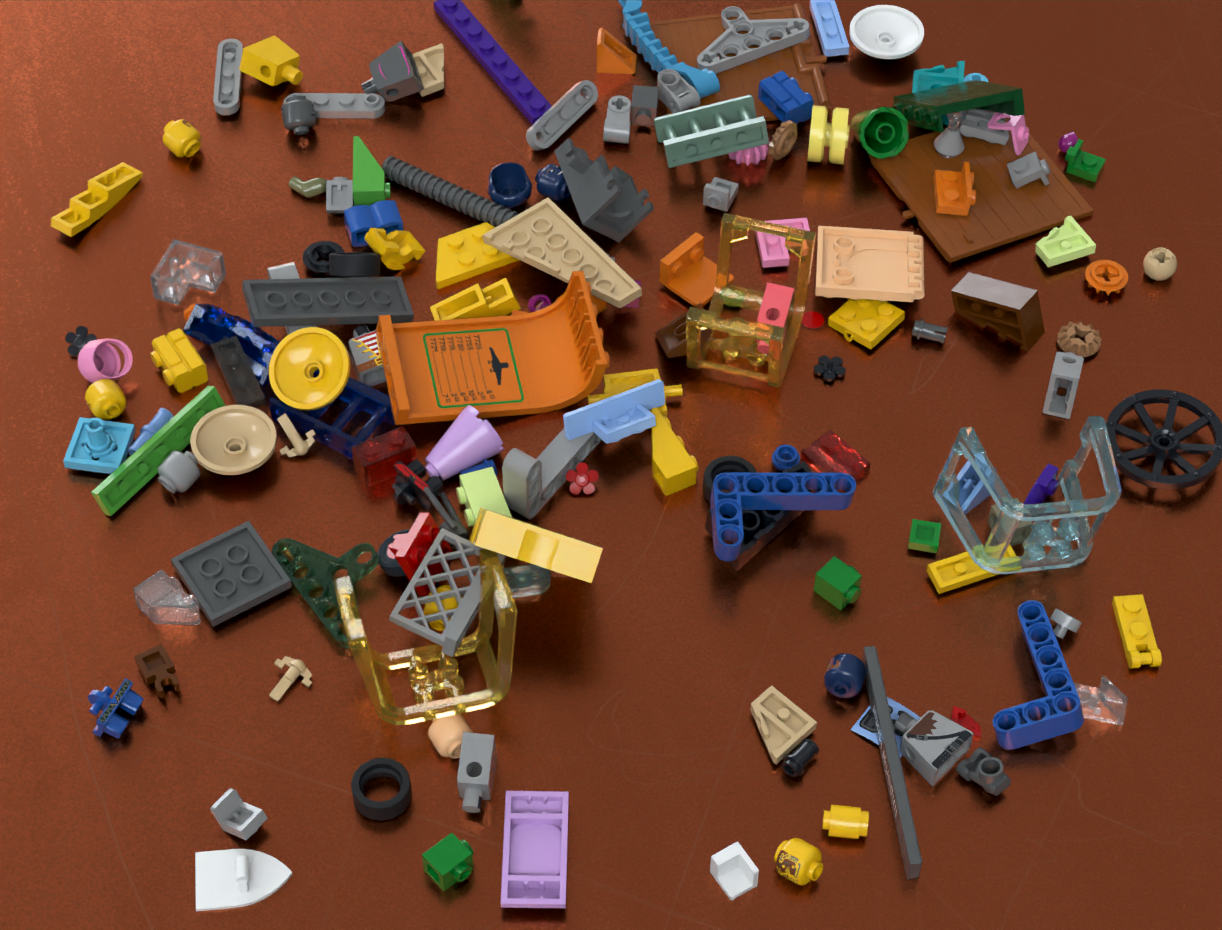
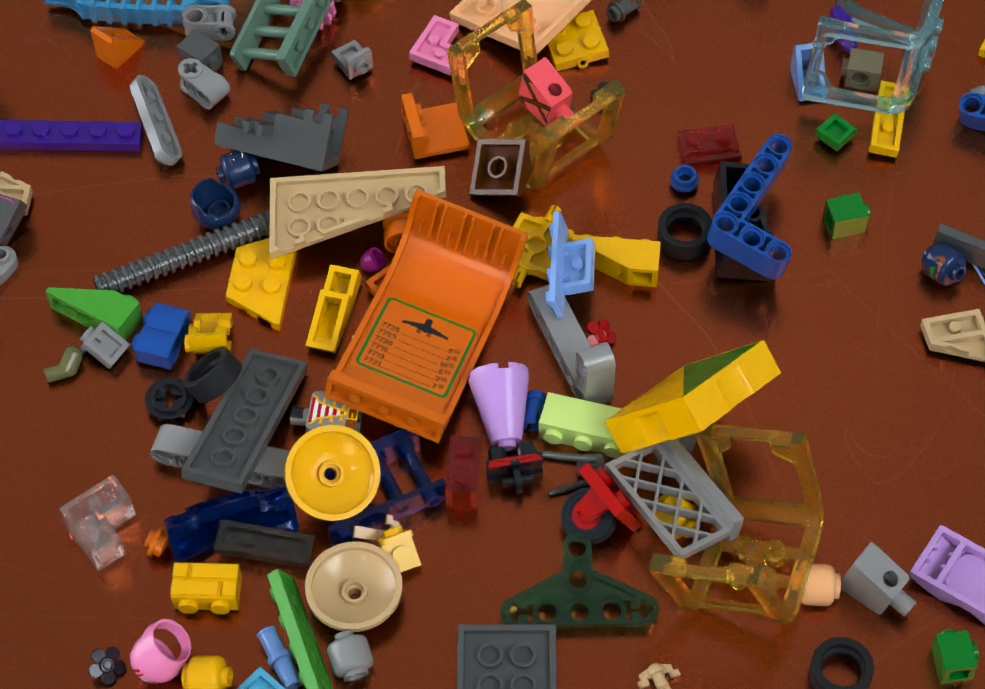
camera: 55 degrees left, 5 degrees up
(288, 452) = (401, 547): none -> yellow bracket

